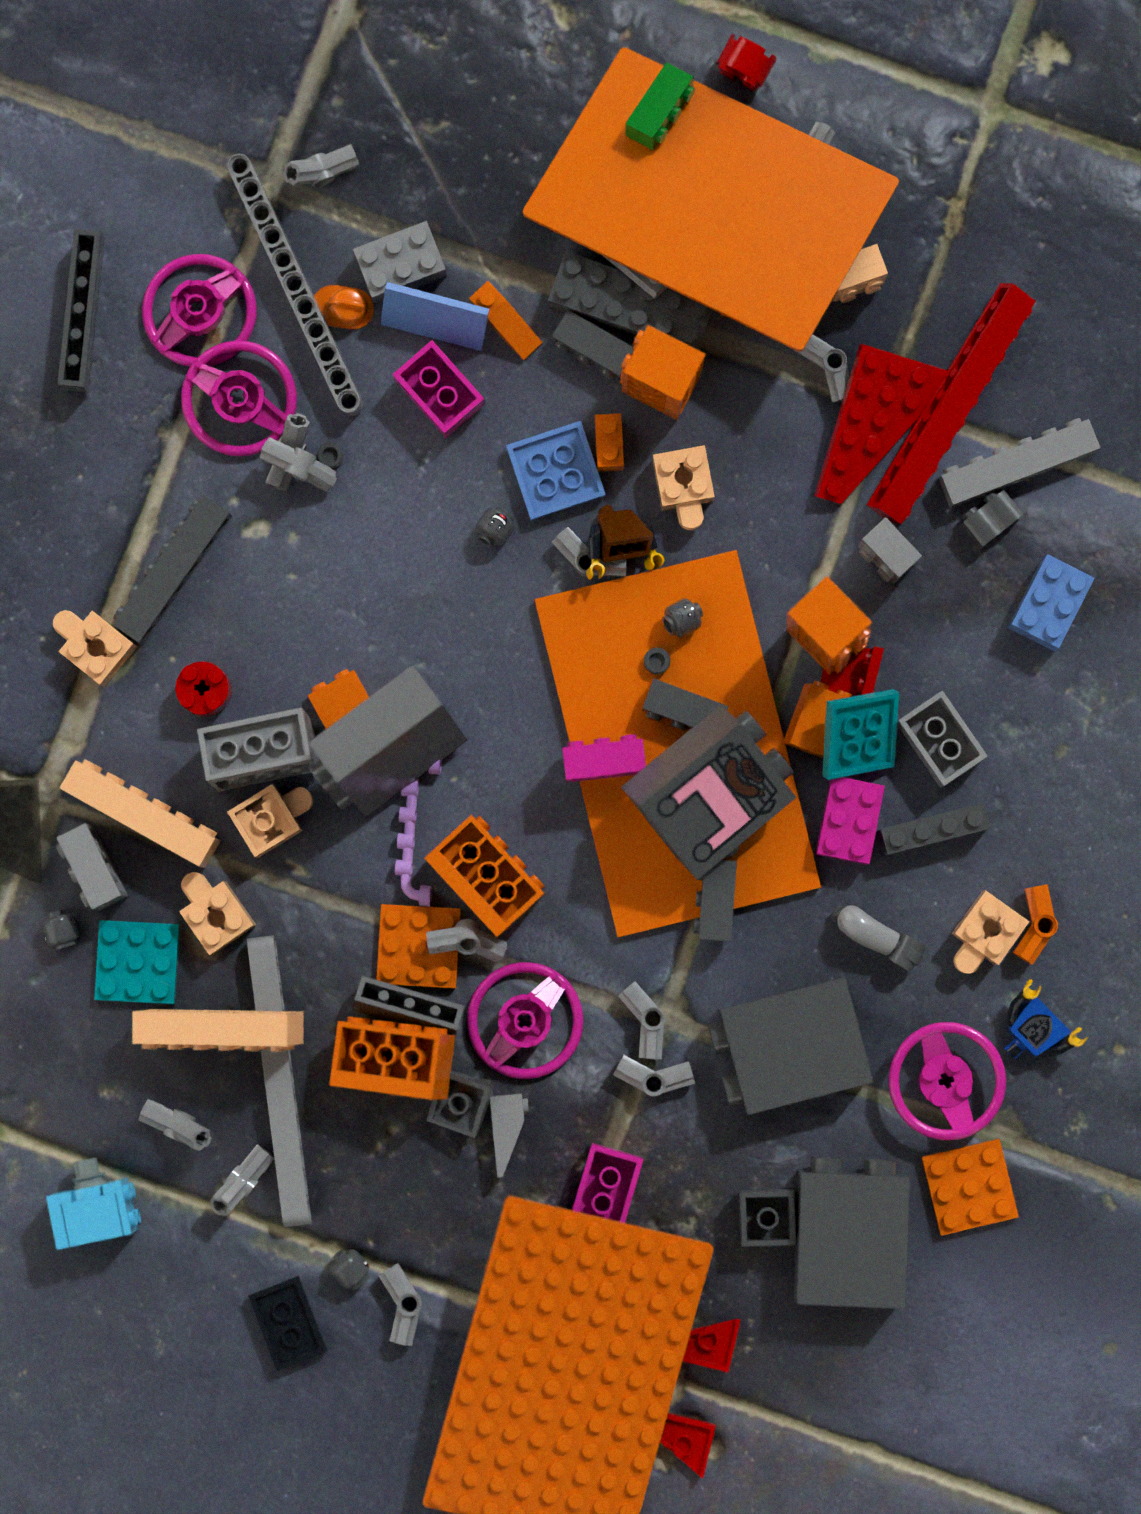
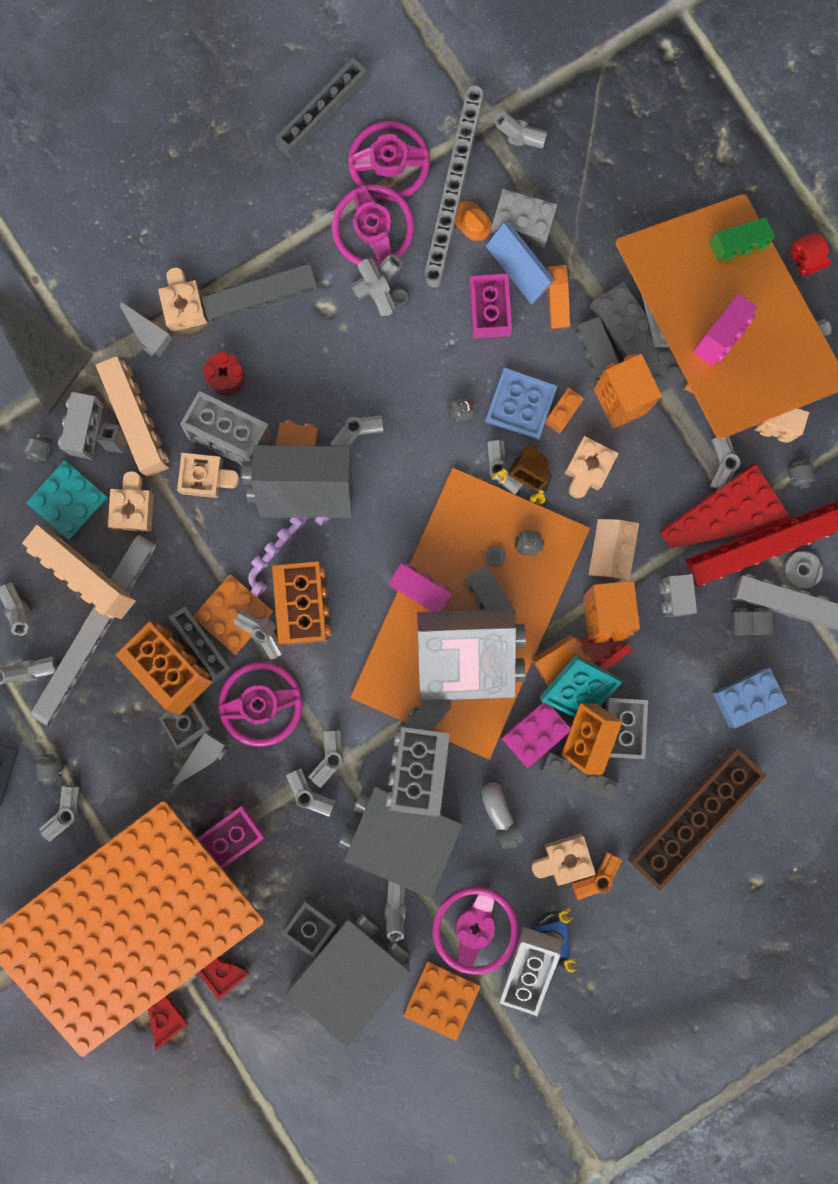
camera: 30 degrees right, 0 degrees up
(87, 709) = (150, 336): none -> light grey slope
(136, 854) = (112, 438): none -> dark grey brick
(392, 654) = (367, 425): none -> light grey piece
(719, 227) = (726, 330): none -> dark pink brick
(760, 939) = (430, 765): none -> light grey brick
(780, 554) = (613, 549): none -> light nougat slope
(845, 1128) = (395, 912): none -> light grey piece
(913, 778) = (591, 738): none -> orange brick
(922, 313) = (801, 474): none -> dark grey head
(992, 428) = (792, 574): none -> light grey tile
(1038, 1078) = (530, 971): none -> light grey brick
(1092, 777) = (696, 817): none -> reddish brown brick

